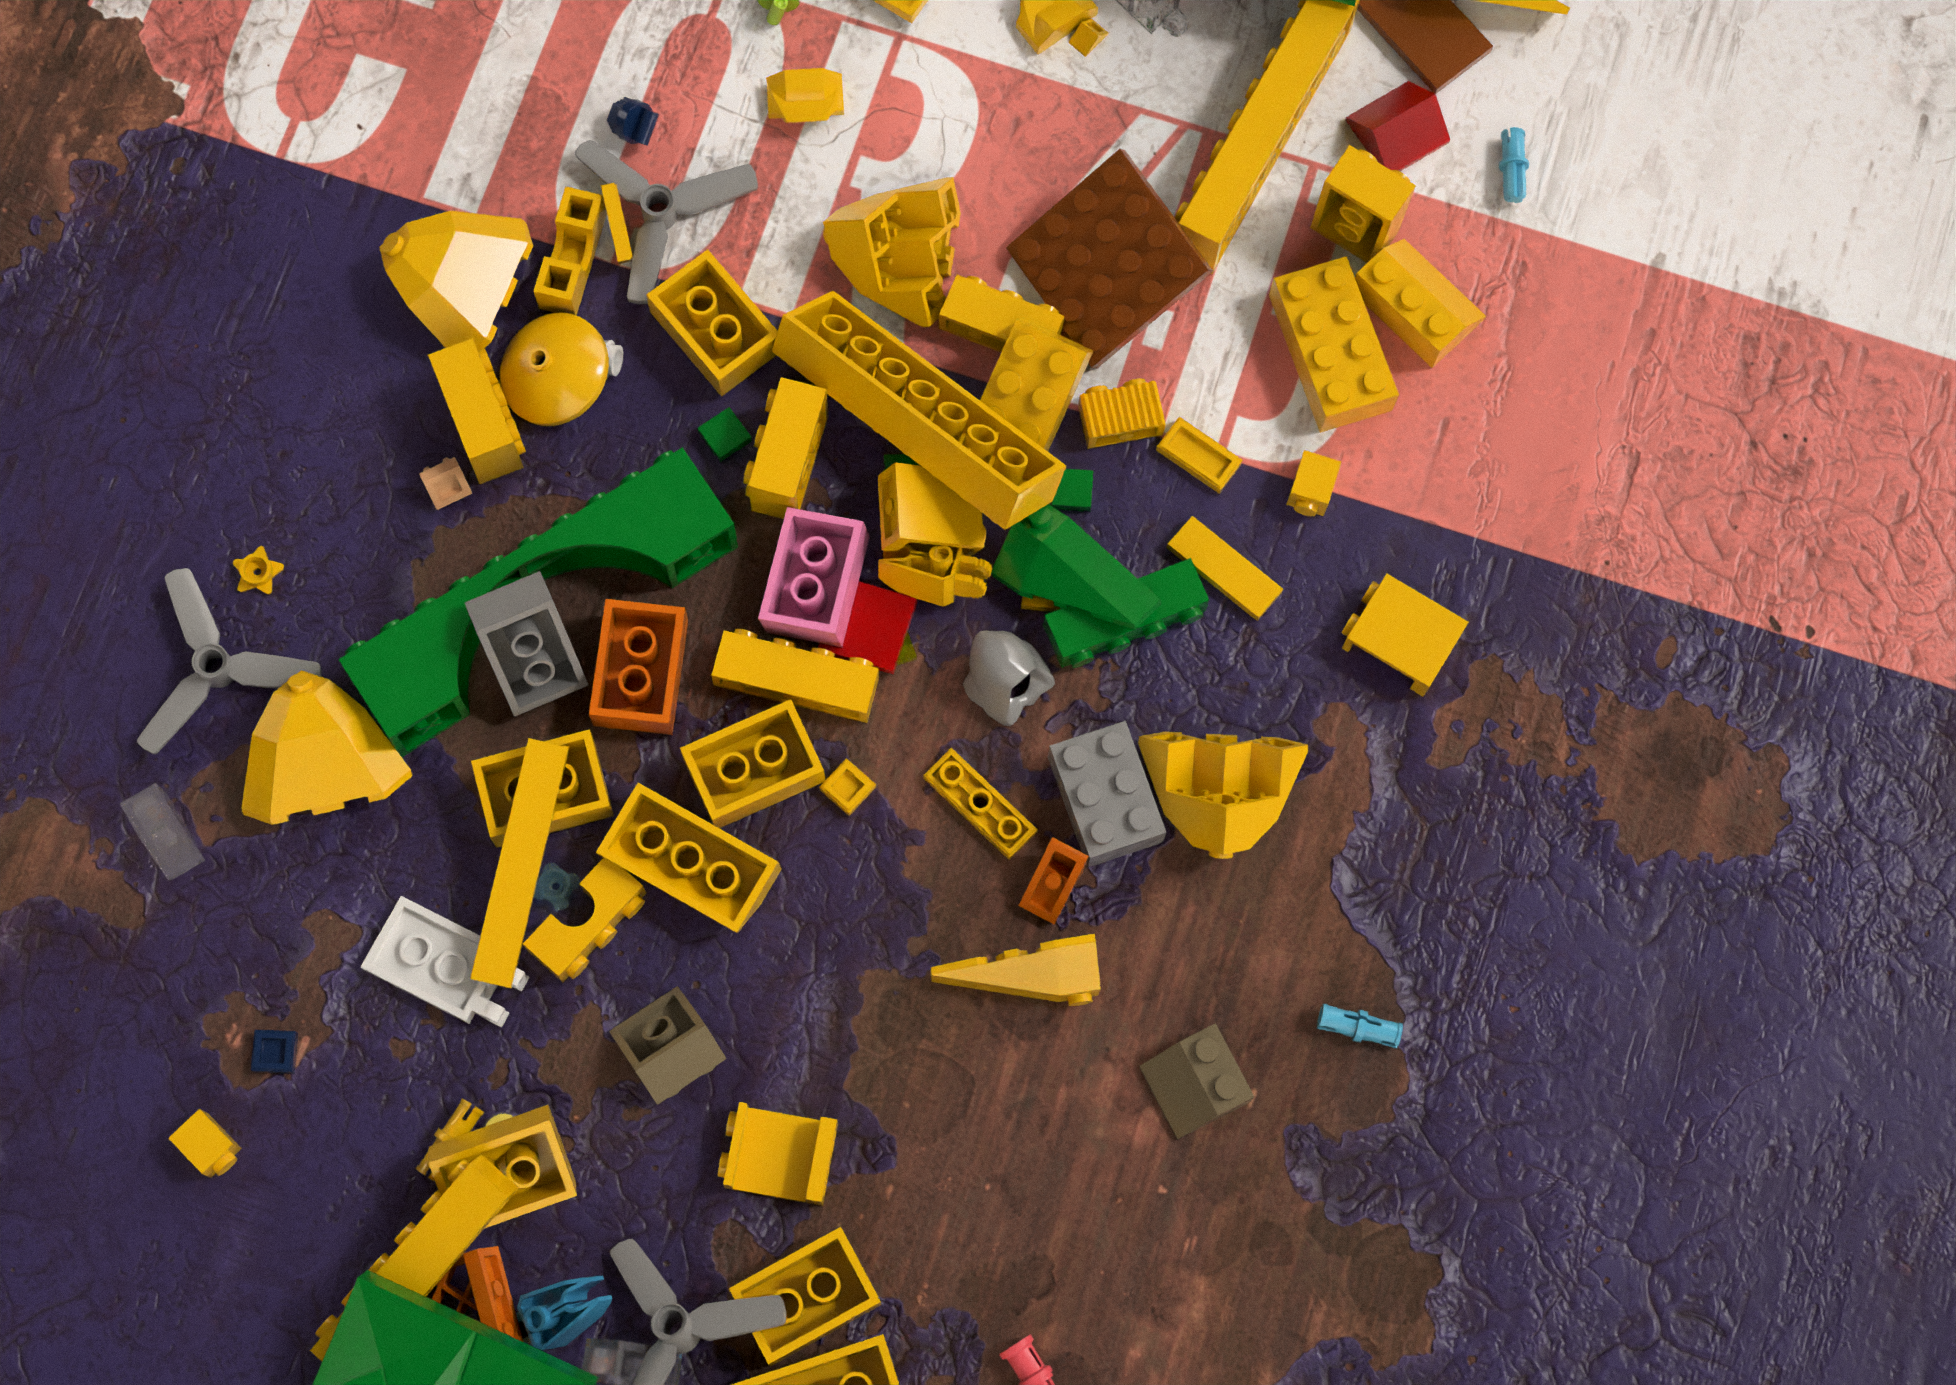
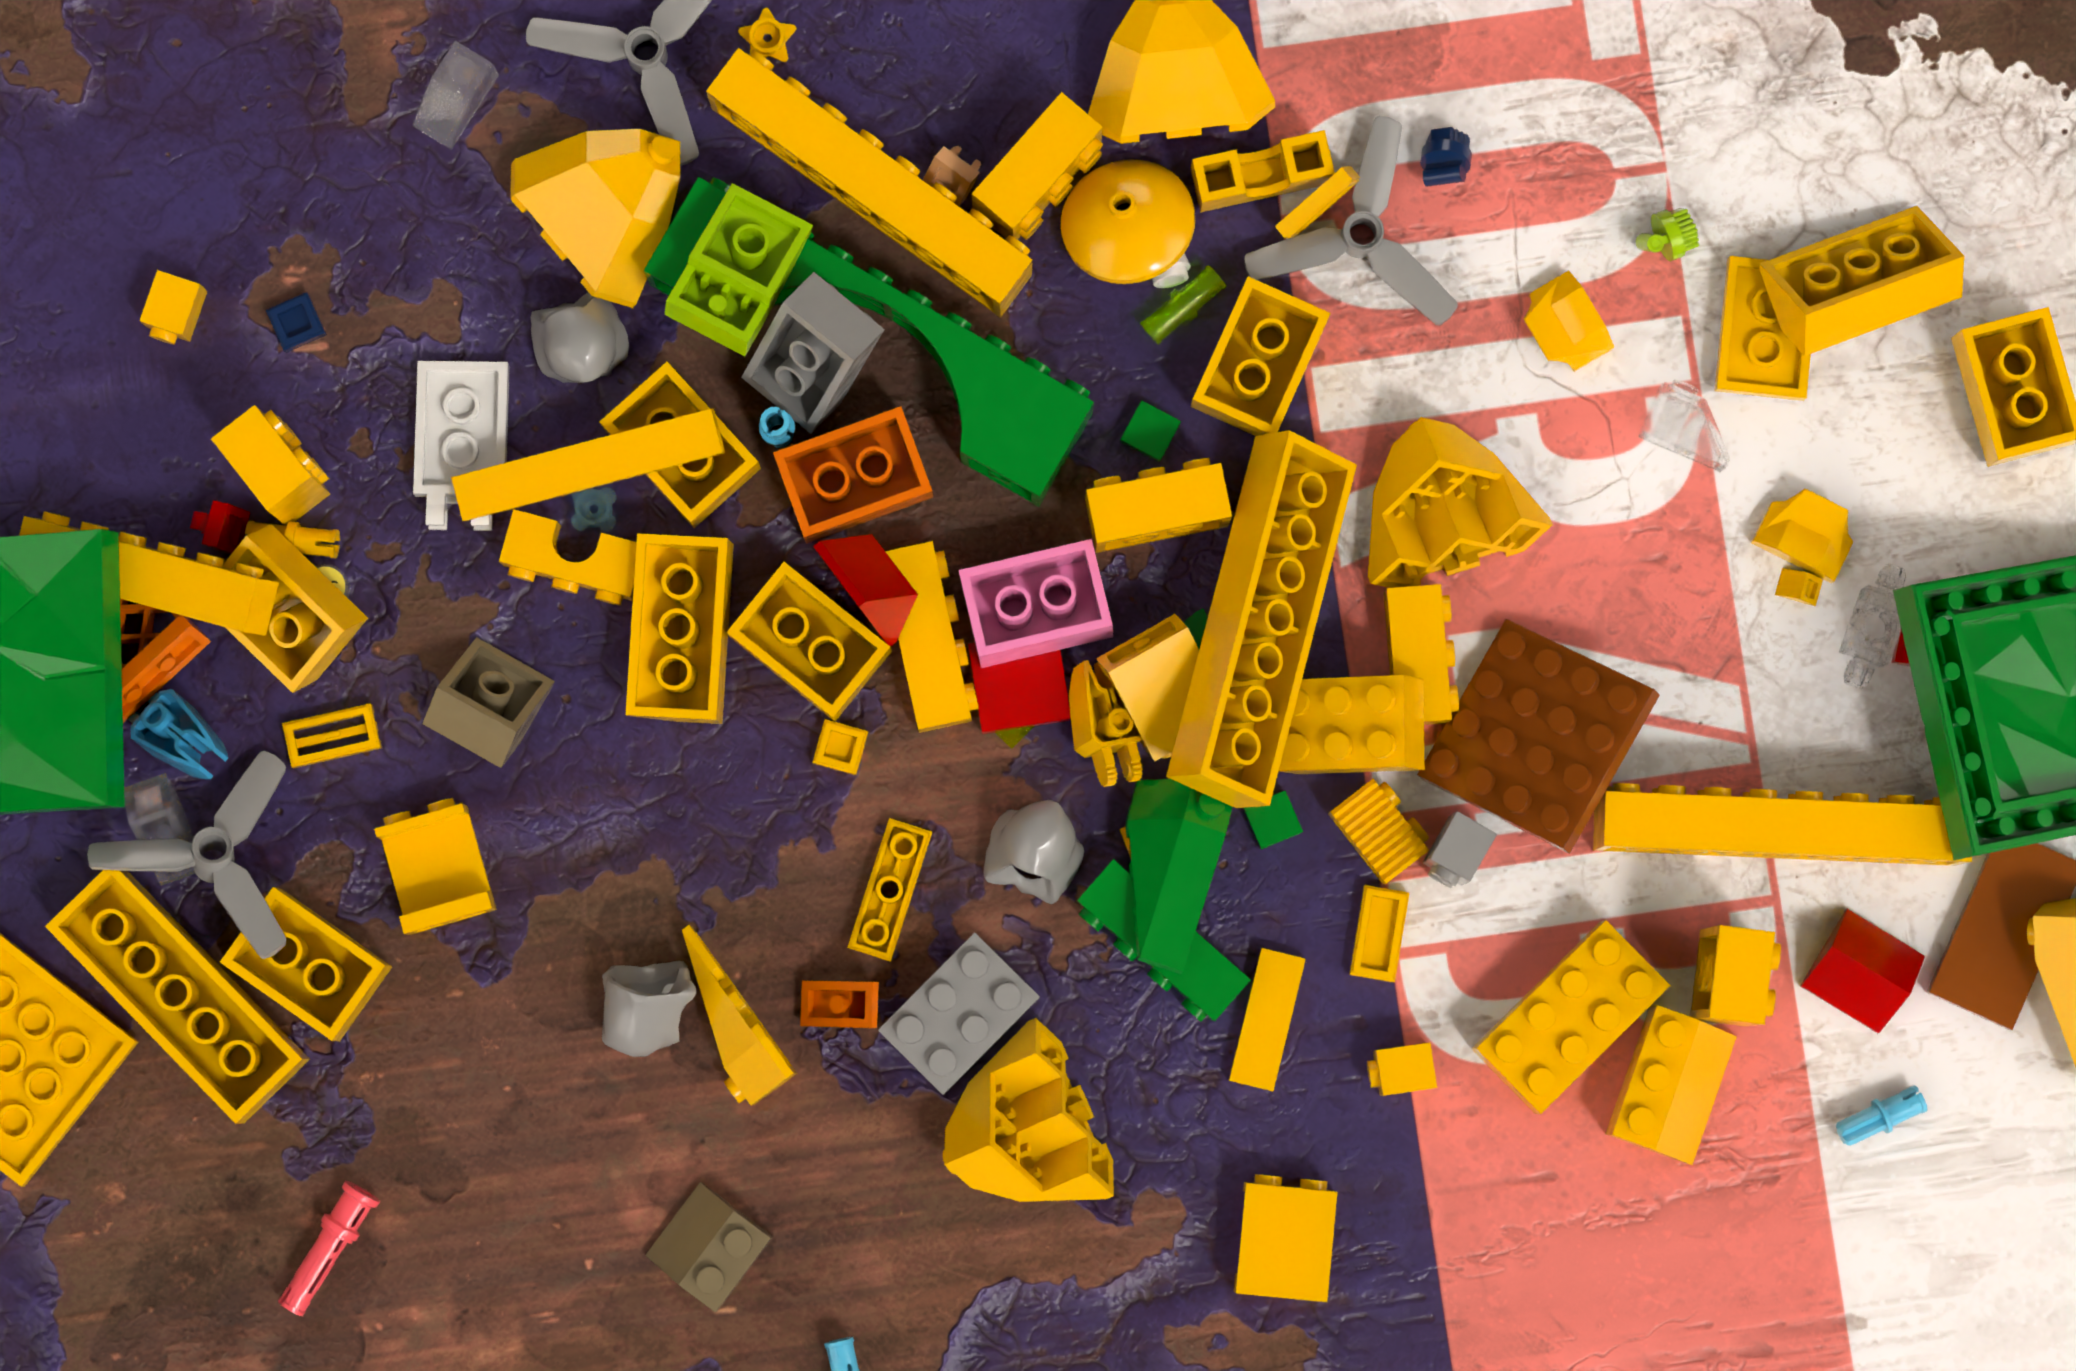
camera: 65 degrees right, 10 degrees up
(380, 1116) = (273, 464): none -> yellow brick
(408, 1192) = (222, 527): none -> red tile
(414, 831) = (579, 340): none -> light grey piece
(415, 540) = (869, 181): none -> yellow brick
(430, 661) = (737, 269): none -> lime slope
(569, 705) = (772, 417): none -> medium azure pin
(618, 1223) = (369, 727): none -> yellow tile
(640, 362) = (1183, 304): none -> clear neon green pin
(732, 691) = (871, 582): none -> red slope
(928, 52) = (1685, 426): none -> clear slope
(981, 1038) = (645, 1006): none -> light grey piece
(1166, 357) = (1458, 850): none -> light grey brick

